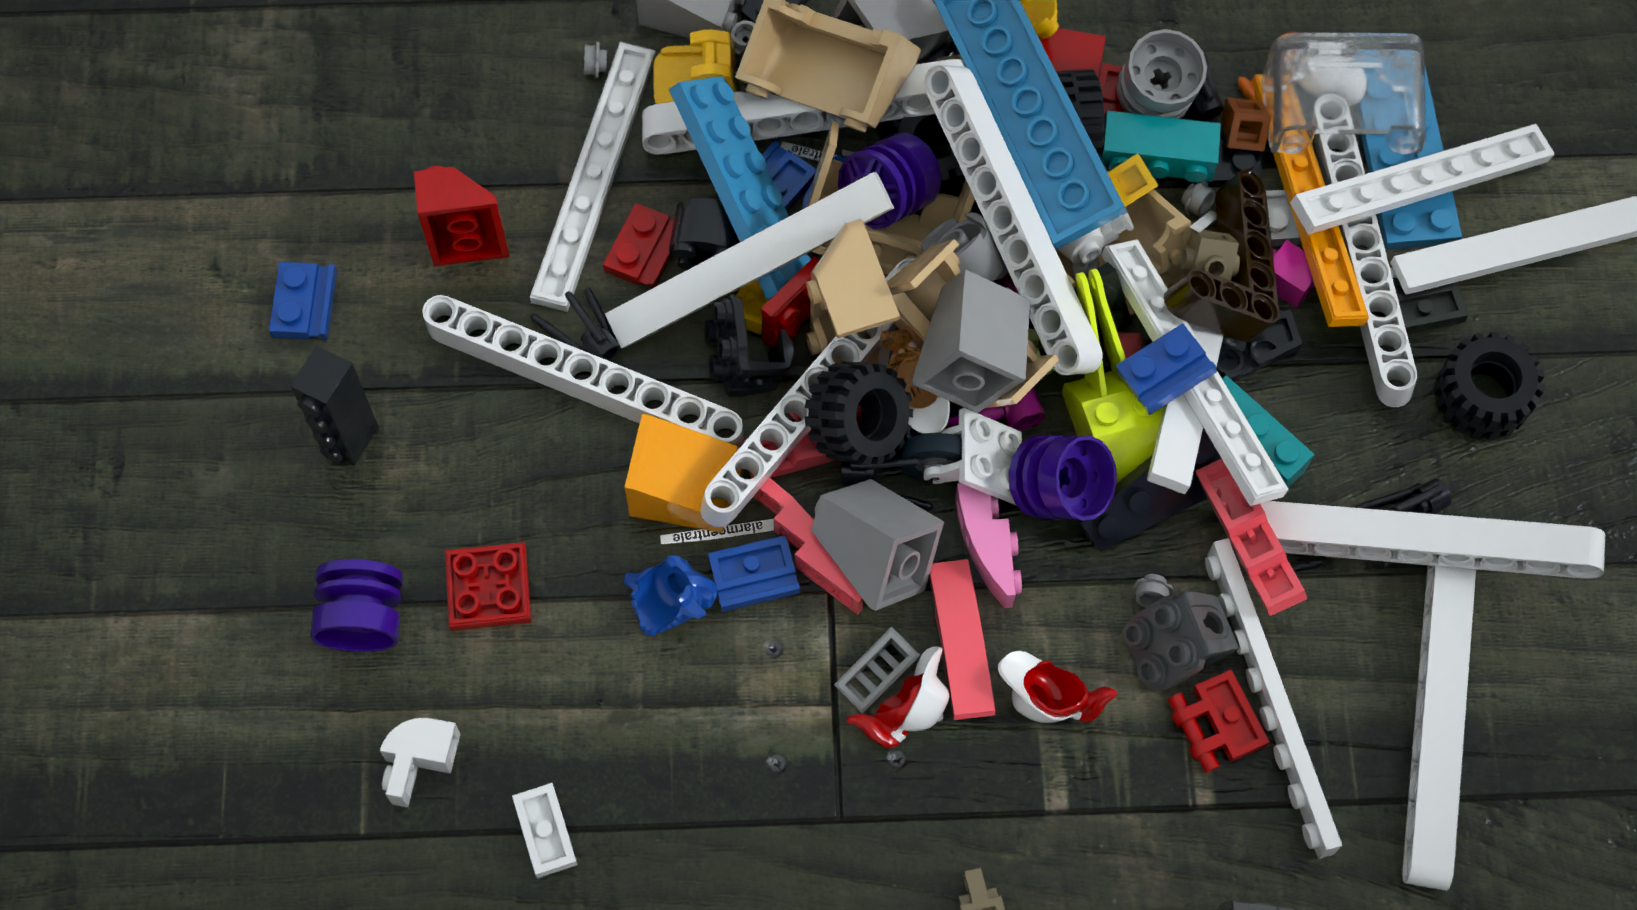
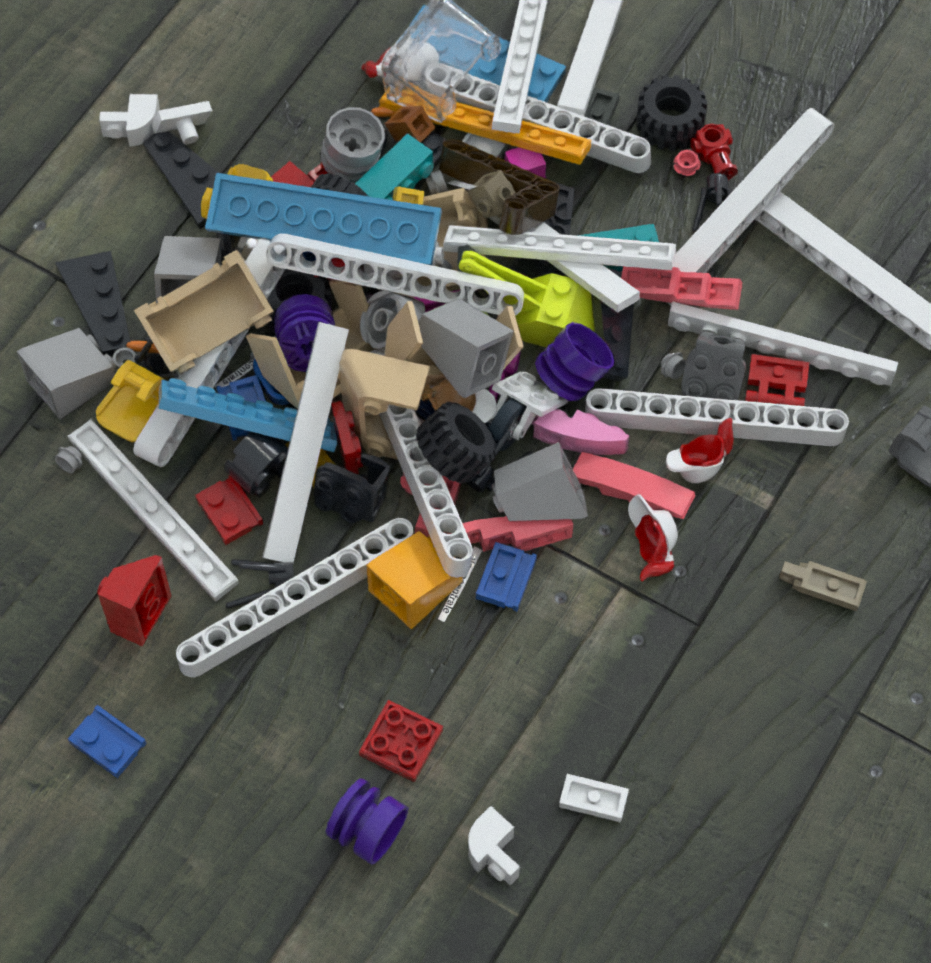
camera: 55 degrees left, 5 degrees down
(334, 406) = (224, 746): black brick -> none
(669, 594) = (489, 631): blue hair -> none
(888, 681) = (617, 521): light grey slope -> none
(1133, 694) = (702, 424): none -> white beam
(1166, 368) = (553, 258): blue plate -> none
(1440, 436) = (686, 157): none -> coral plate
(1477, 468) = (717, 150): none -> red connector

